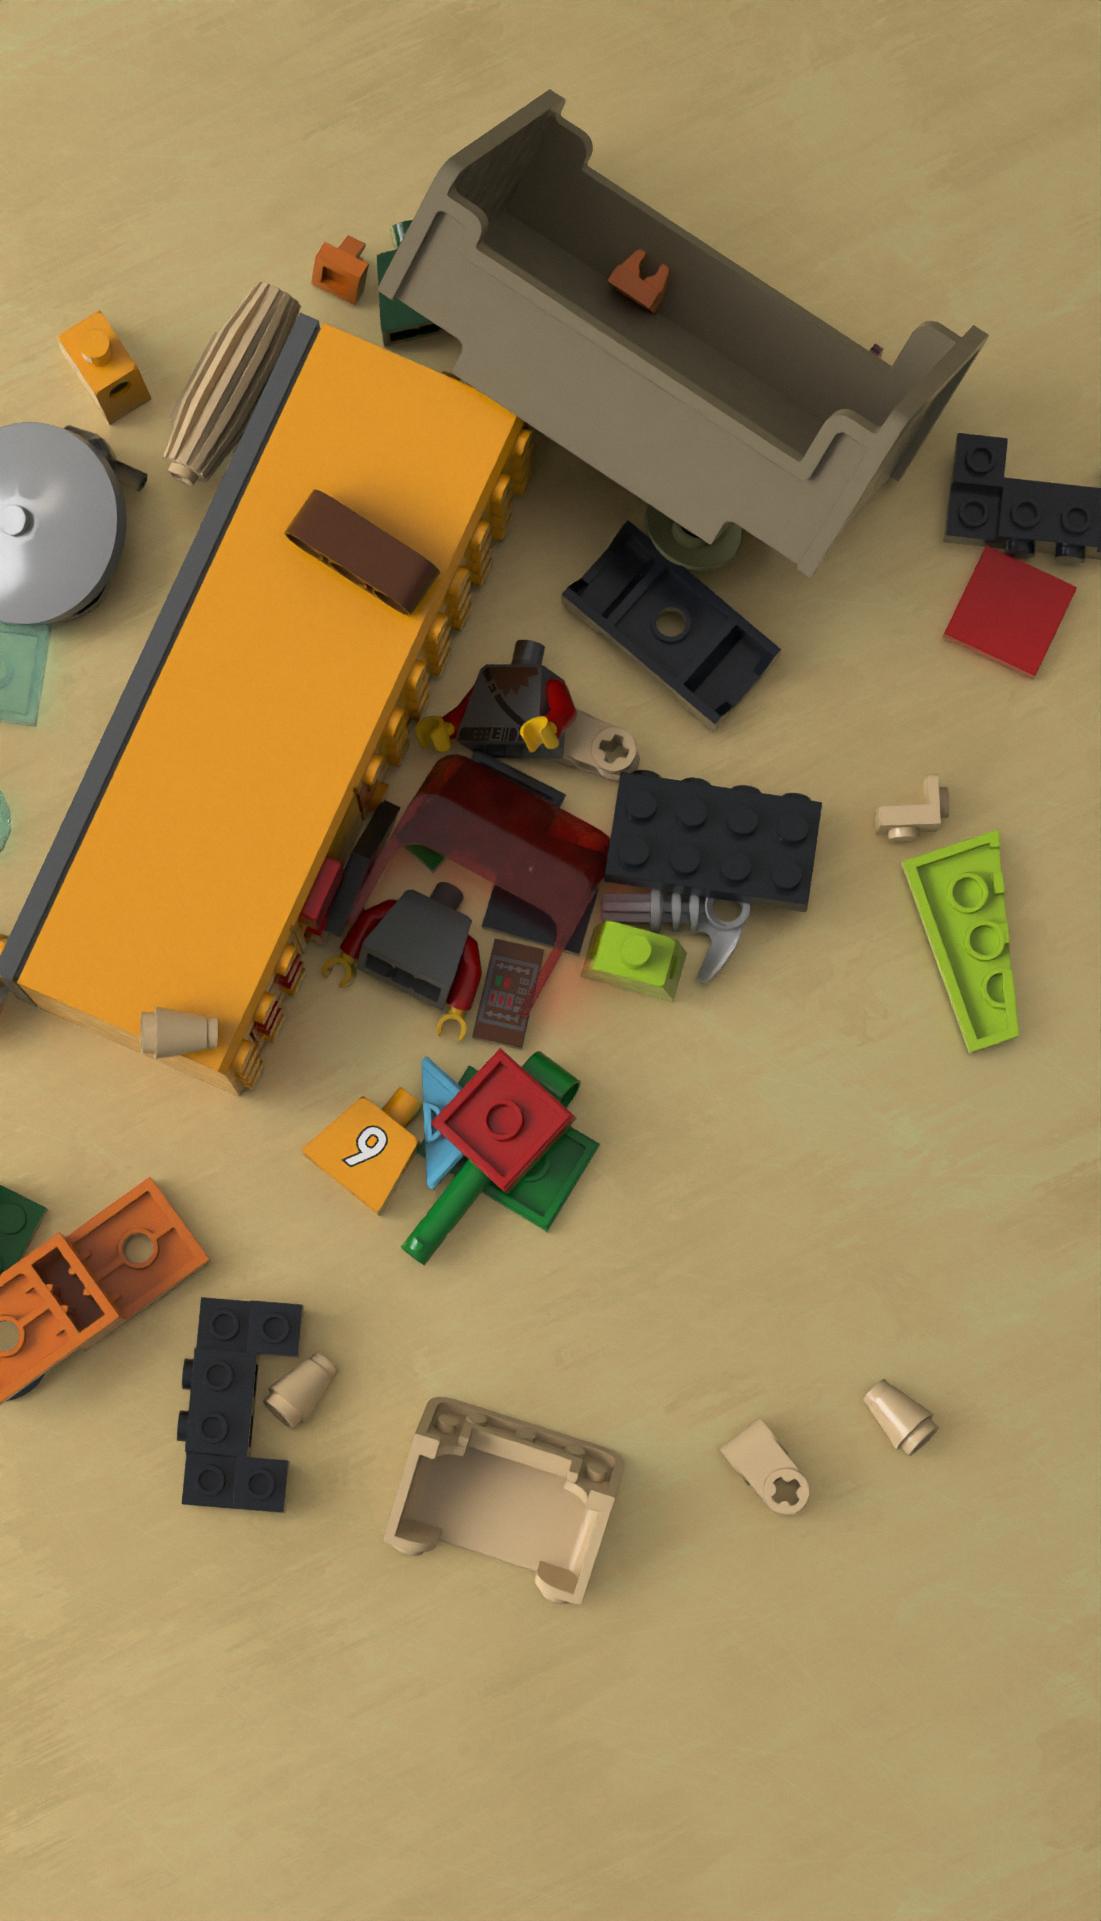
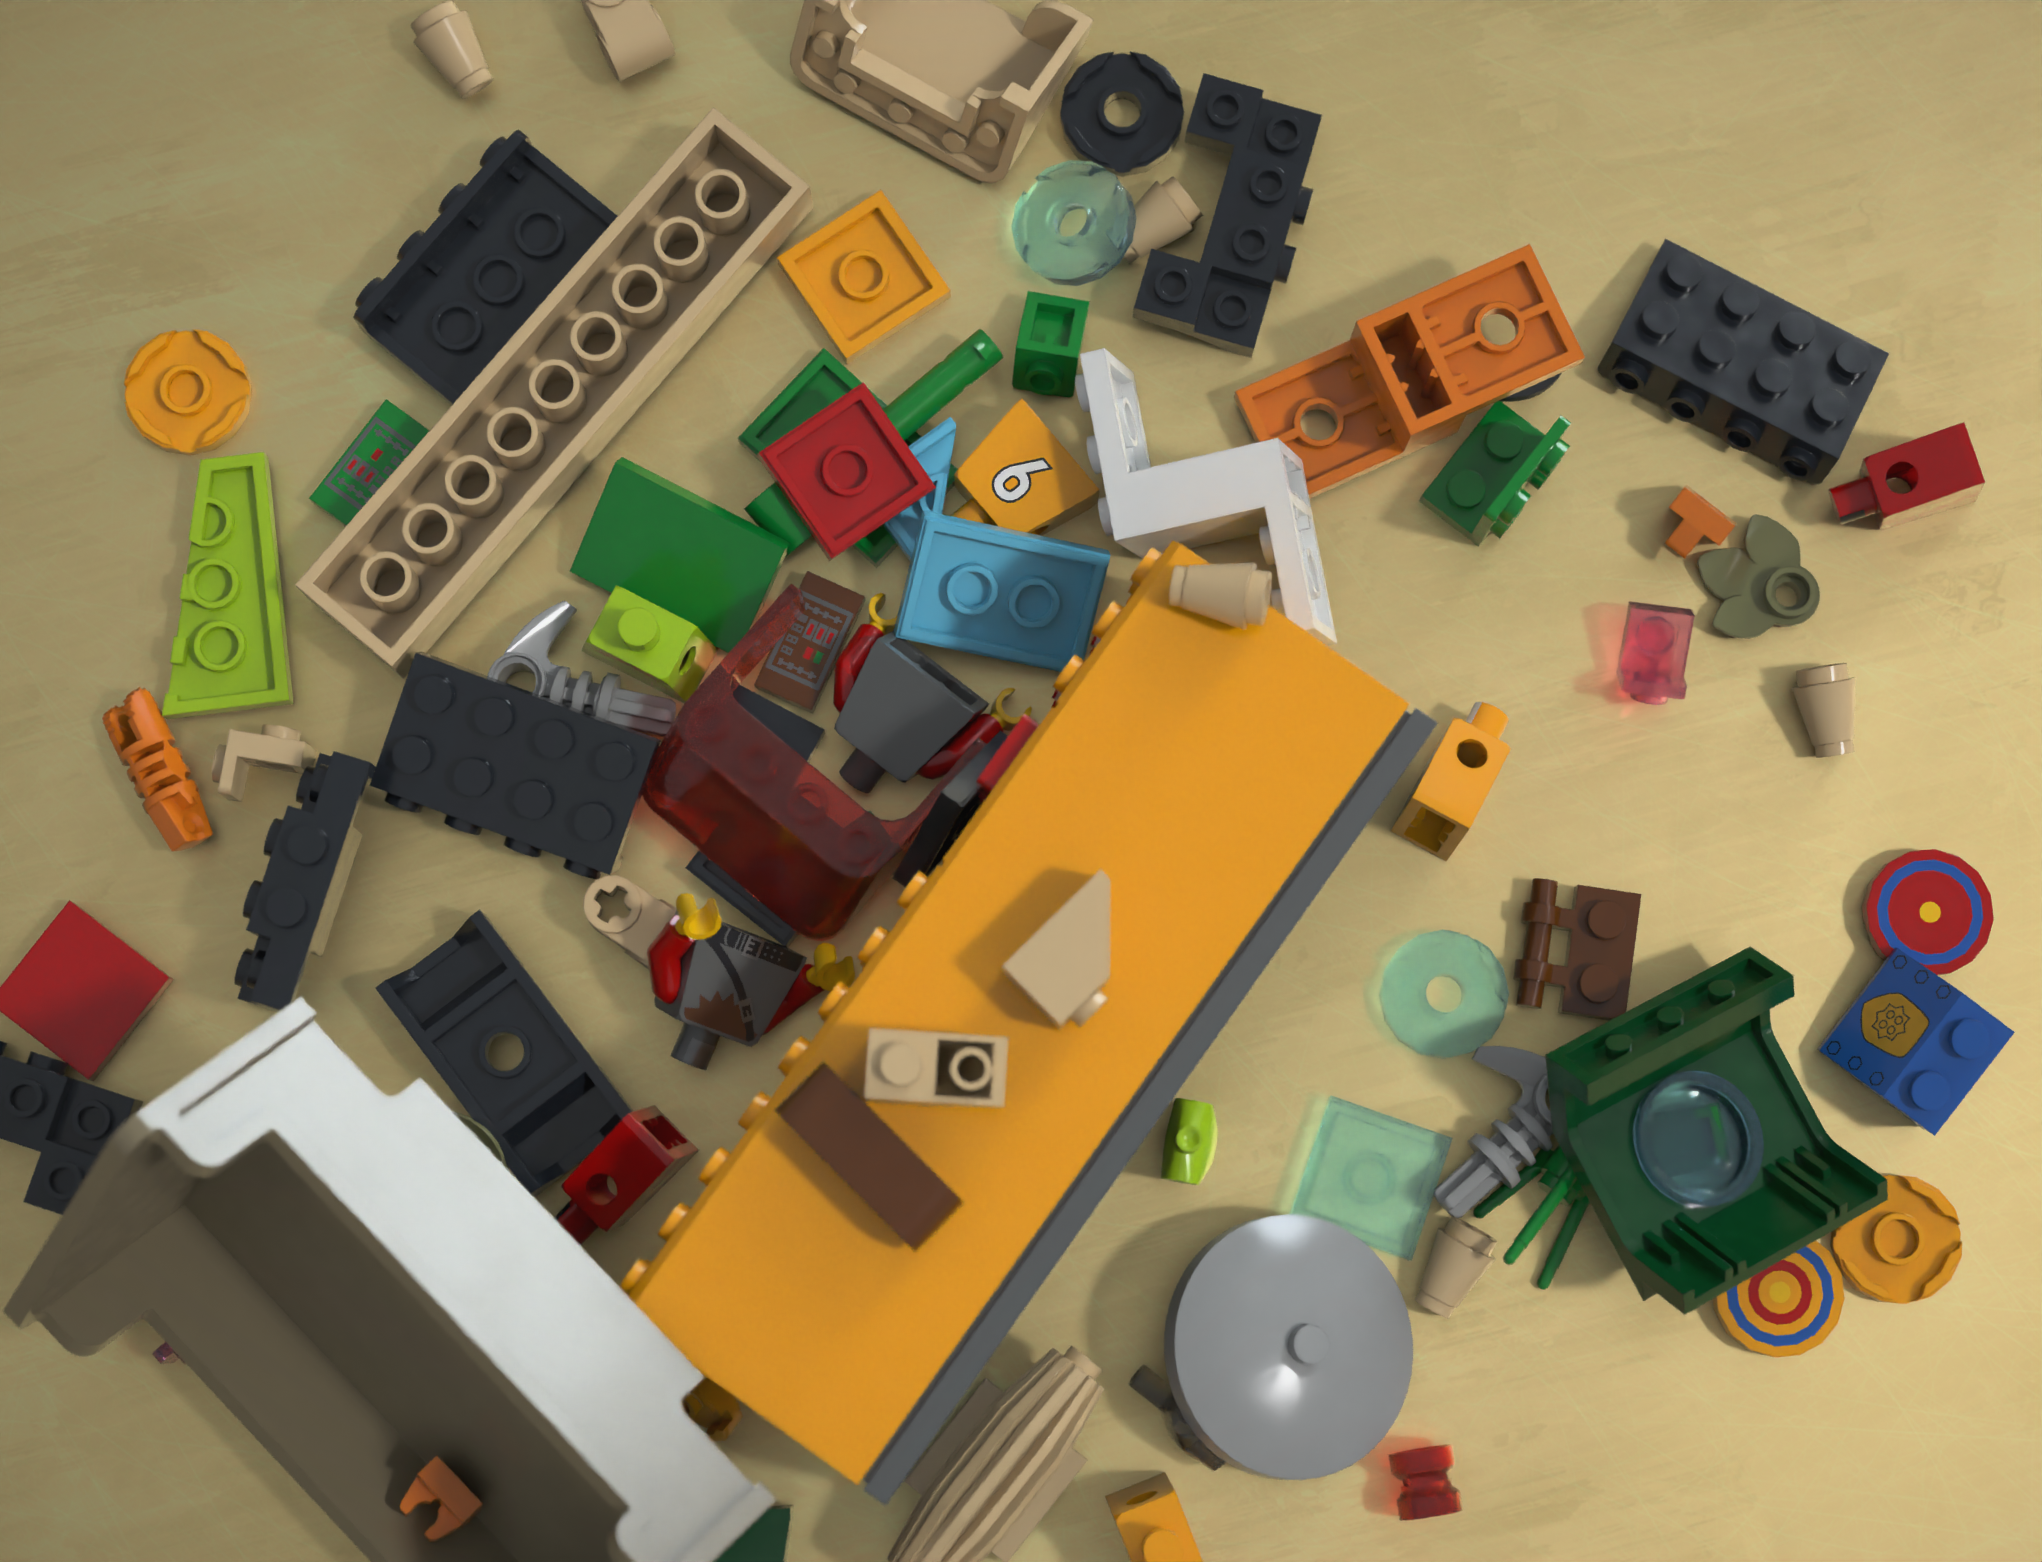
camera: 170 degrees left, 0 degrees up
(128, 652) = (1189, 1142): none -> lime piece
(214, 1154) = (1203, 496): none -> white bracket
(241, 728) = (1068, 957): none -> tan slope
(315, 1474) = (1127, 77): none -> black tile
(324, 622) = (935, 1069): none -> tan slope
(337, 1376) = (1100, 242): none -> clear light blue tile
(362, 1054) = (1000, 592): none -> medium azure tile
(365, 1271) = (1049, 344): none -> green bracket
(527, 1298) = (864, 277): none -> light orange tile
(560, 552) = (640, 1159): none -> red torso
(623, 1034) = (680, 553): none -> green tile
(747, 1144) = (557, 392): none -> tan brick
(826, 1235) = (481, 266): none -> black bracket
(852, 716) = (303, 880): none -> black bracket
(882, 1061) = (368, 462): none -> green tile
(992, 788) = (158, 770): none -> orange hinge
(1046, 1094) = (187, 391): none -> light orange tile

